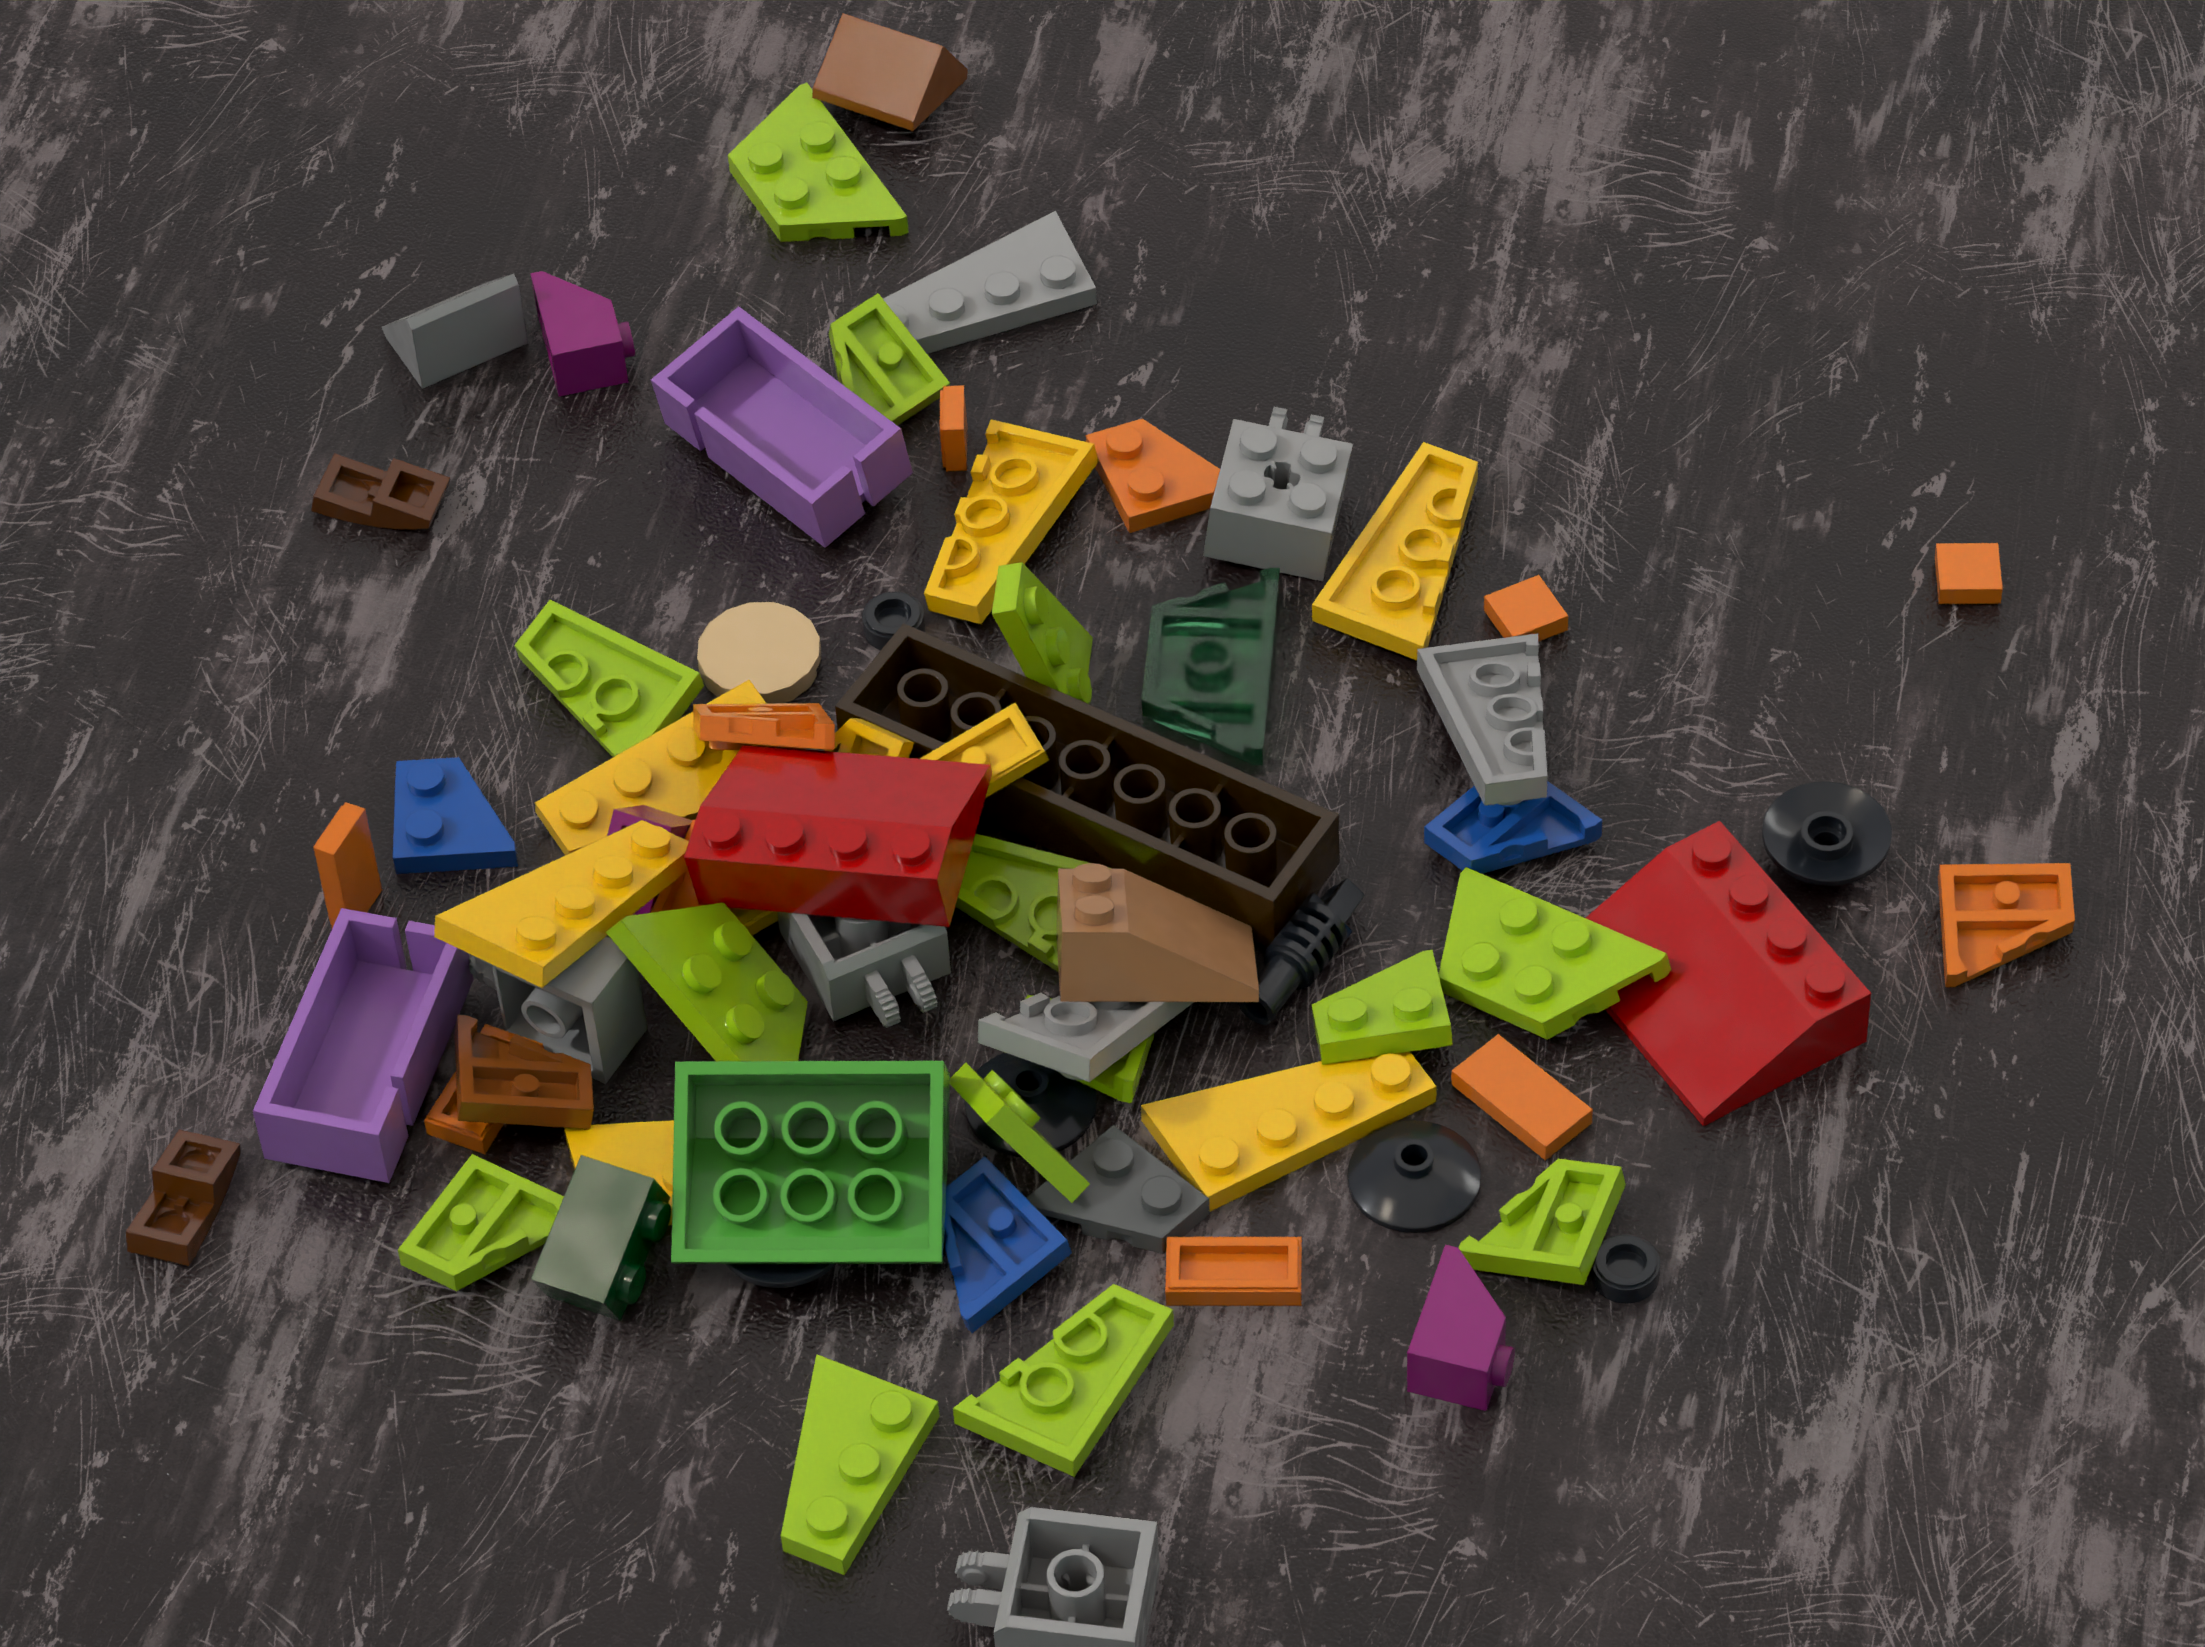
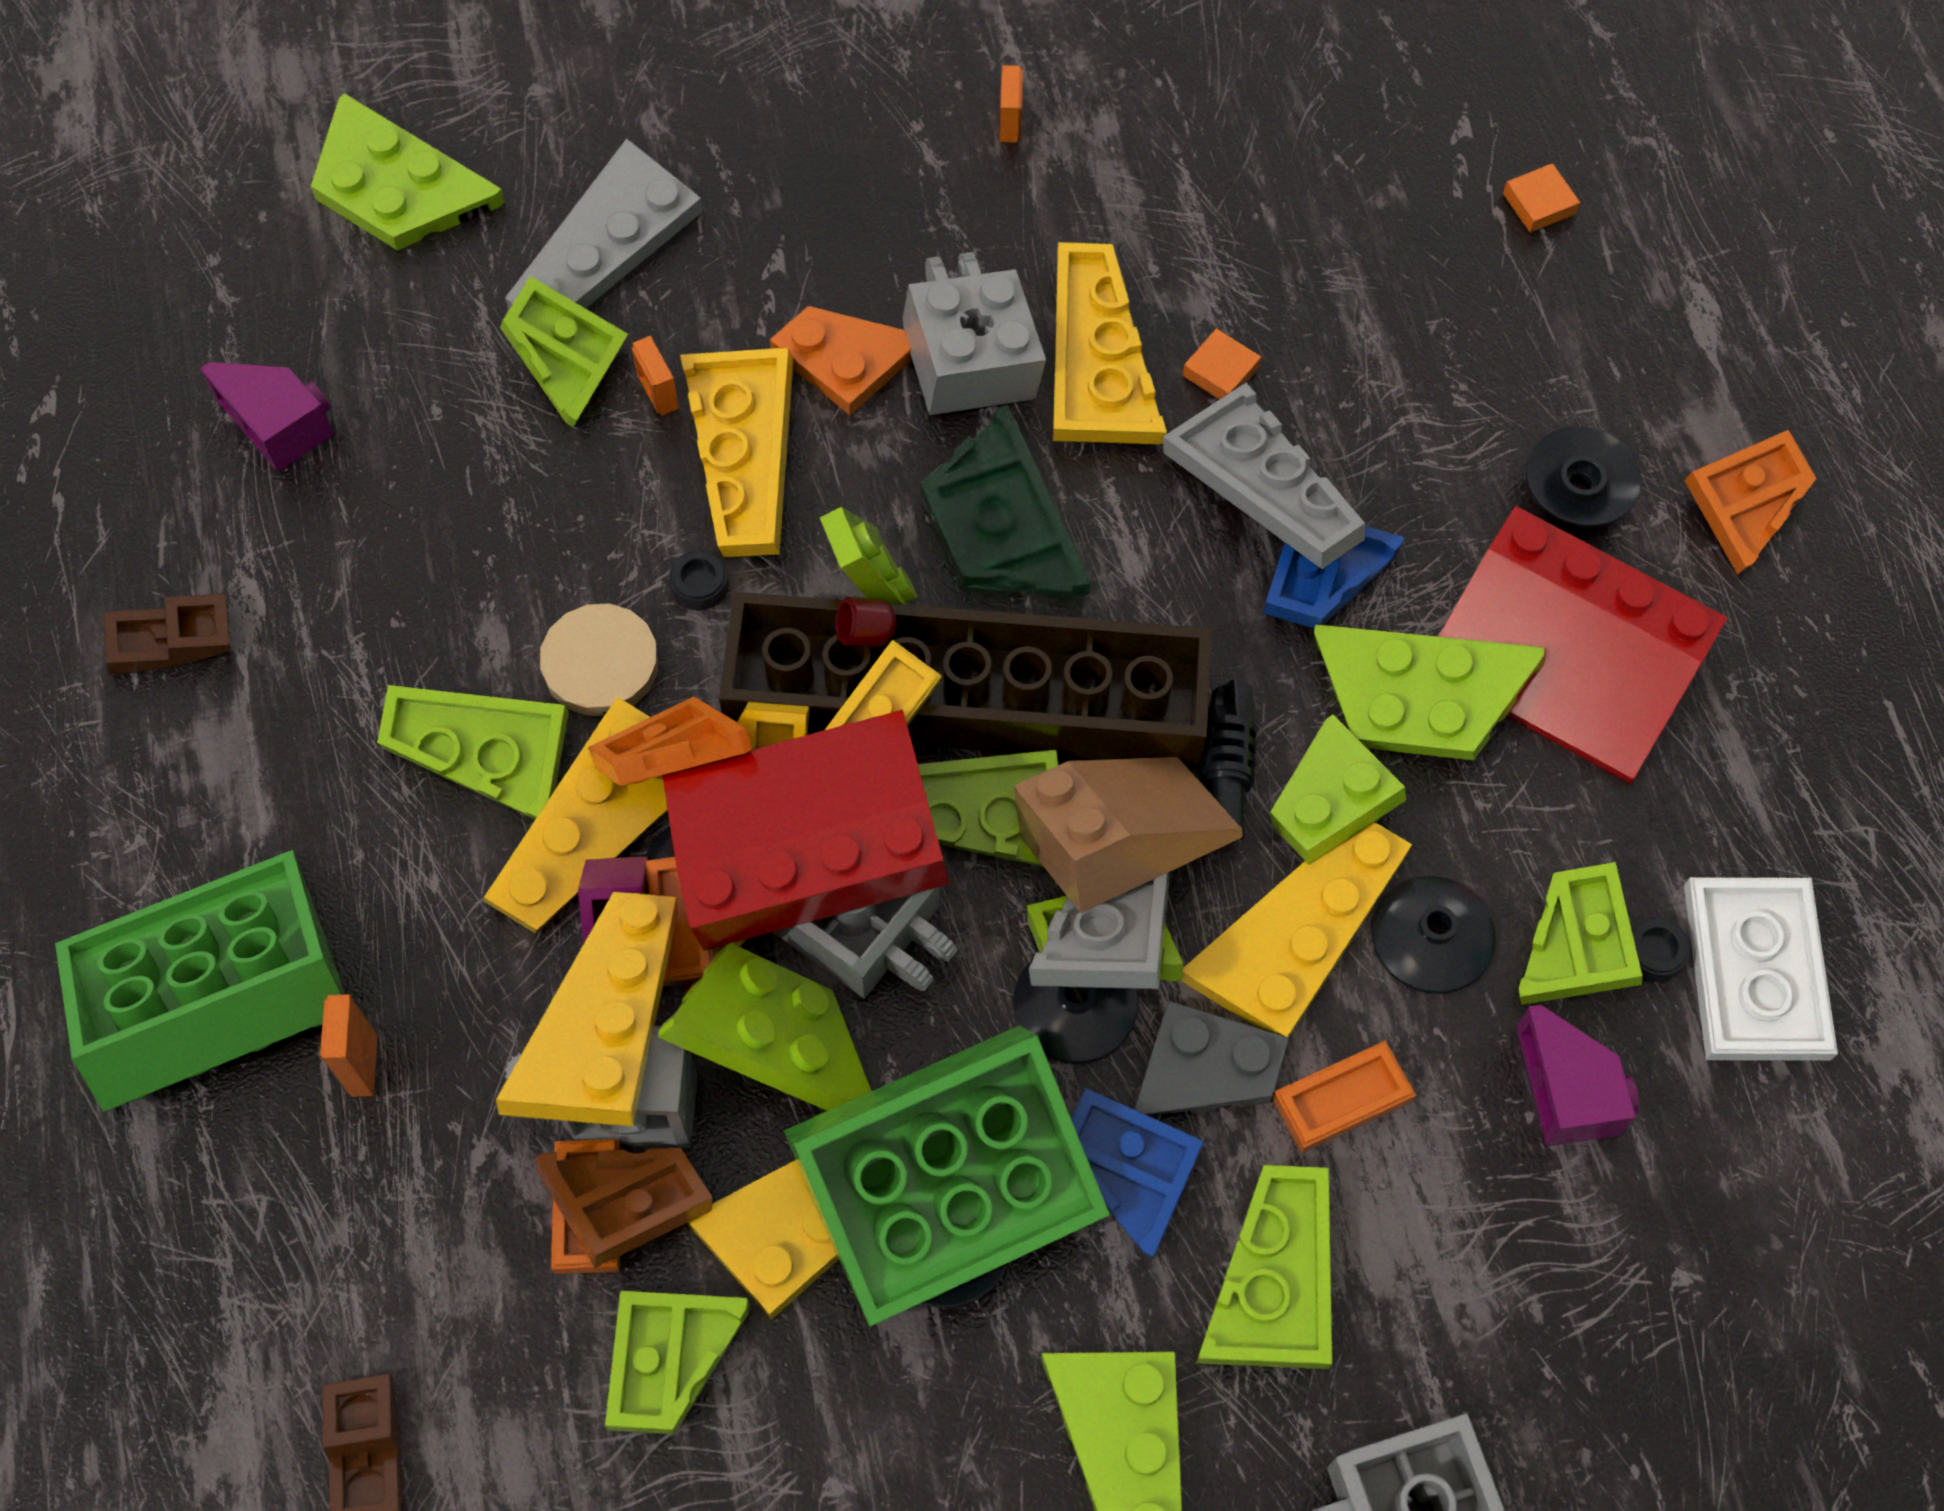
camera: 30 degrees left, 15 degrees up
(244, 778) = (195, 981): none -> bright green slope
(362, 1047) = (460, 1228): medium lavender piece -> none
(445, 821) = (402, 942): blue wing -> none
(460, 331) = (154, 442): light grey slope -> none
(602, 1238) = (794, 1332): brick -> none
(782, 426) = (509, 433): medium lavender piece -> none
(886, 73) = (412, 62): slope -> none
(1007, 684) = (865, 622): none -> dark red piece
(1014, 1122) = (1104, 1052): lime wing -> none
(1458, 302) = (1011, 103): none -> orange tile
(1521, 1097) = (1480, 822): orange tile -> none
(1719, 1324) = (1759, 969): none -> white tile

